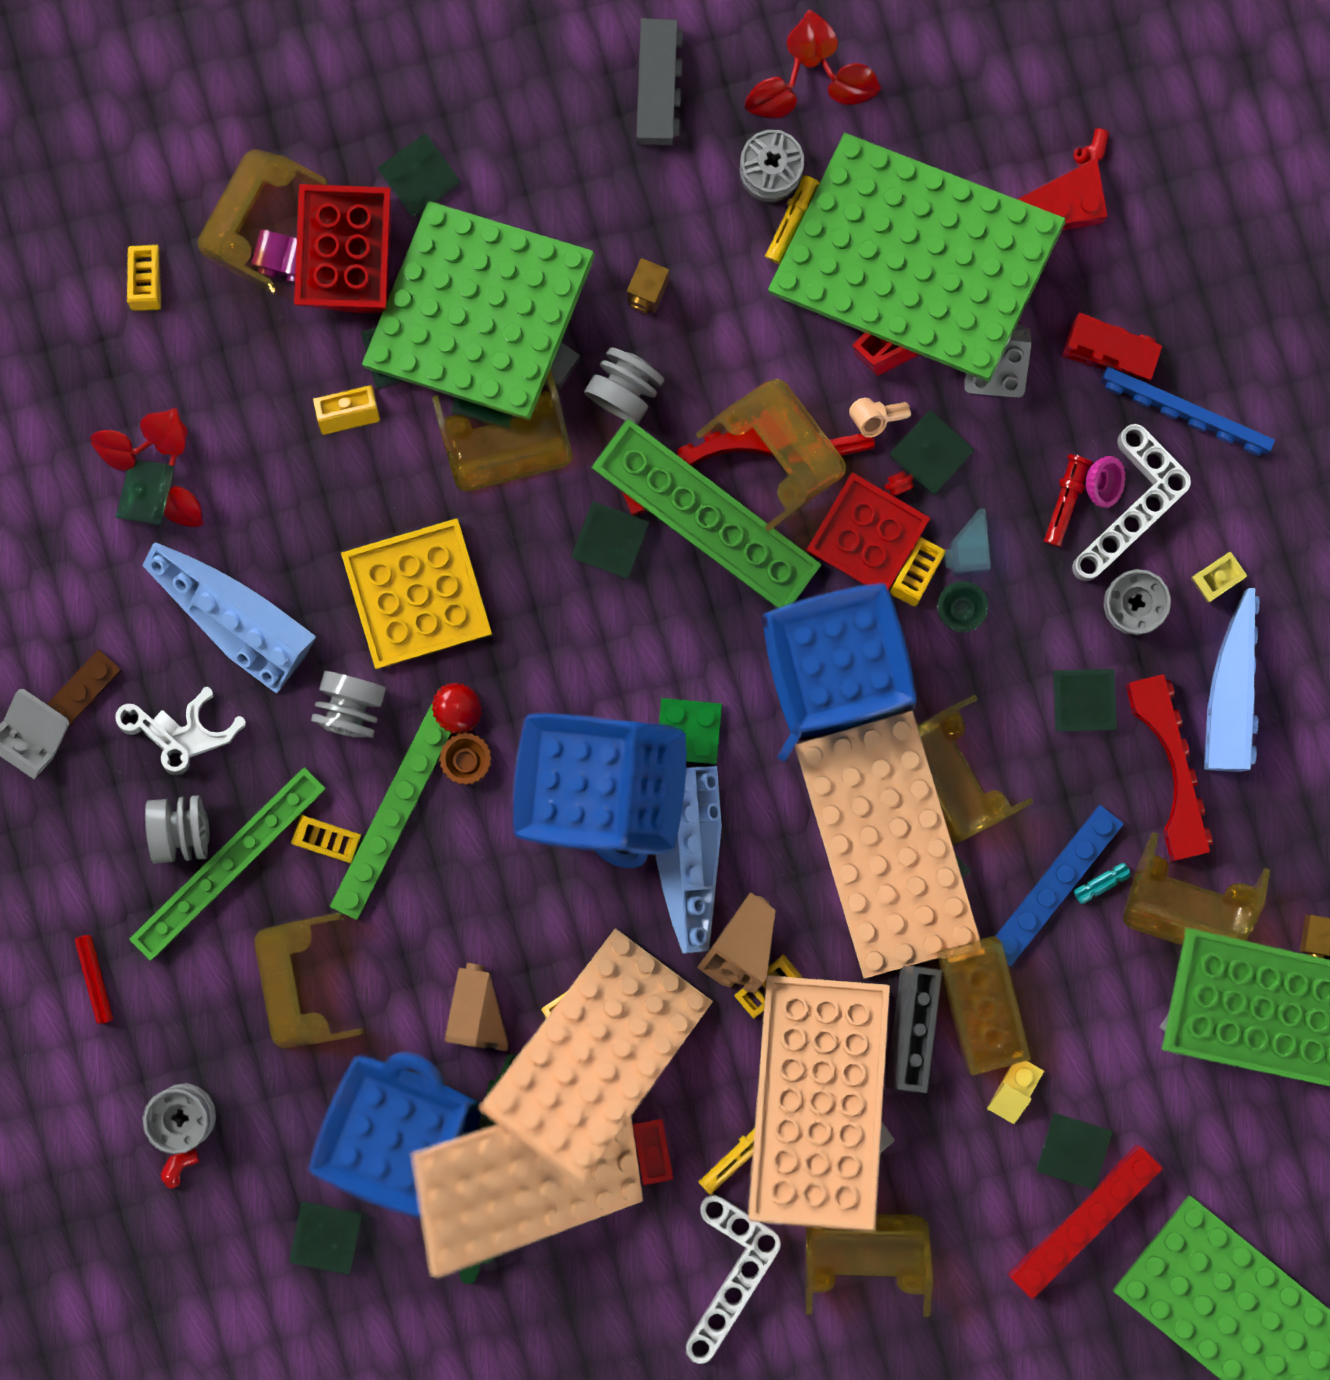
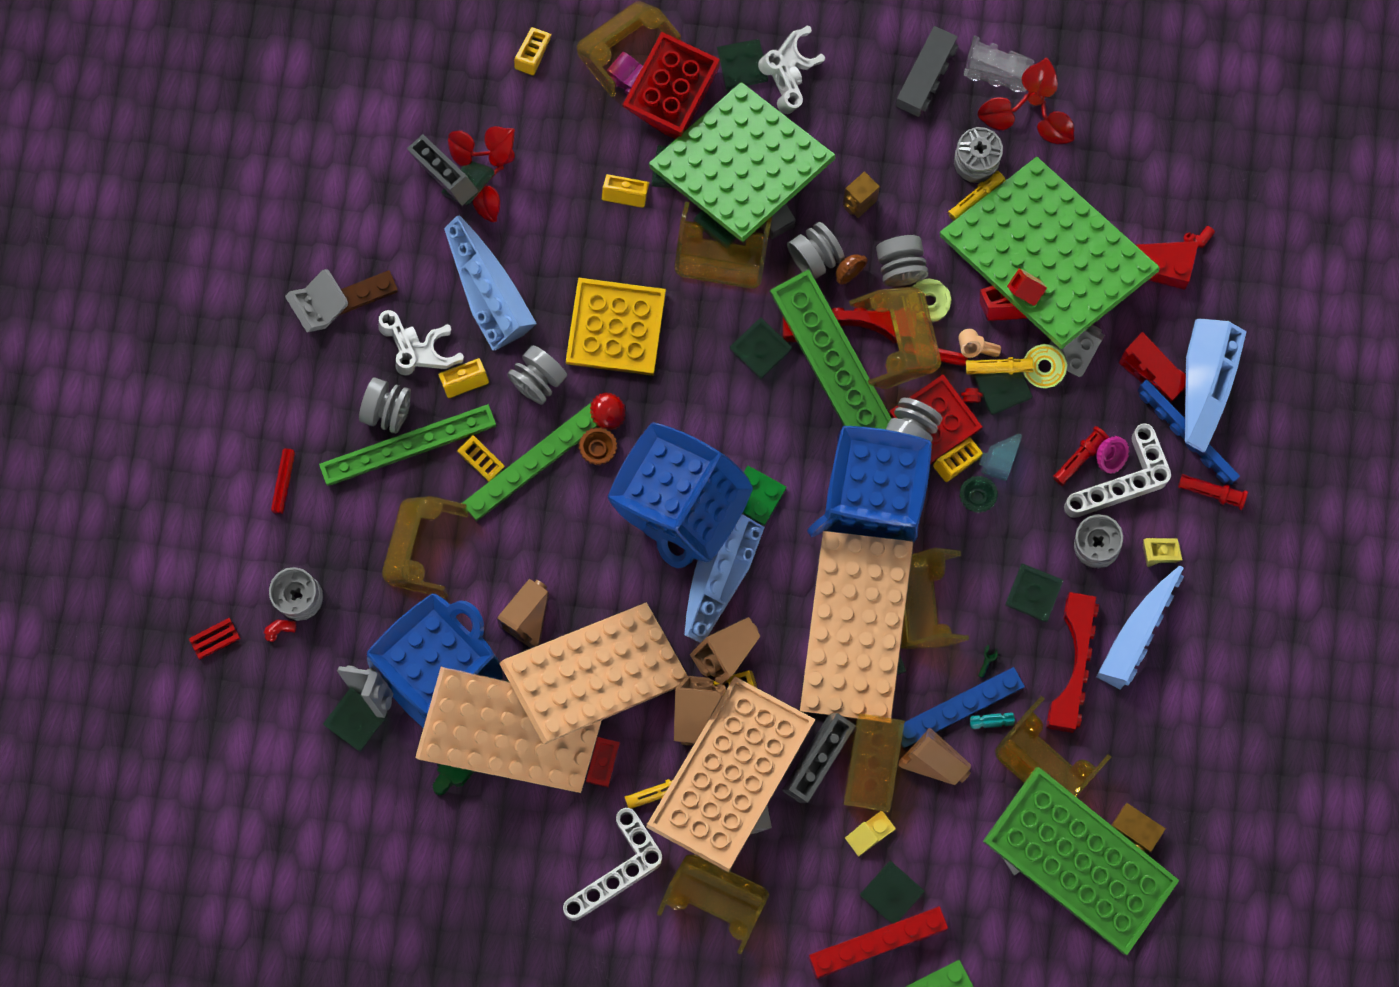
camera: 25 degrees right, 10 degrees down
(88, 1236) = (211, 630): none -> red tile
(106, 494) = (442, 169): none -> dark grey brick
(256, 745) = (463, 378): none -> yellow slope
(335, 1202) = (370, 685): none -> light grey bracket
(477, 163) = (784, 71): none -> white piece
(675, 387) = (850, 268): none -> dark orange hat
(735, 1034) = (694, 705): none -> medium nougat slope
(737, 349) = (902, 260): none -> light grey wheel
(744, 36) = (996, 66): none -> clear wedge
(803, 368) = (940, 294): none -> yellowish green tile
(846, 559) = (915, 419): none -> light grey wheel
(912, 321) = (1026, 287): none -> red panel
(919, 430) = (999, 366): none -> yellow pin
(969, 421) = (1058, 366): none -> yellowish green tile
(1056, 965) = (936, 759): none -> medium nougat slope
(1064, 807) = (988, 658): none -> dark green hand
(1185, 328) = (1210, 374): none -> light blue wedge
(1261, 469) = (1222, 493): none -> red pin

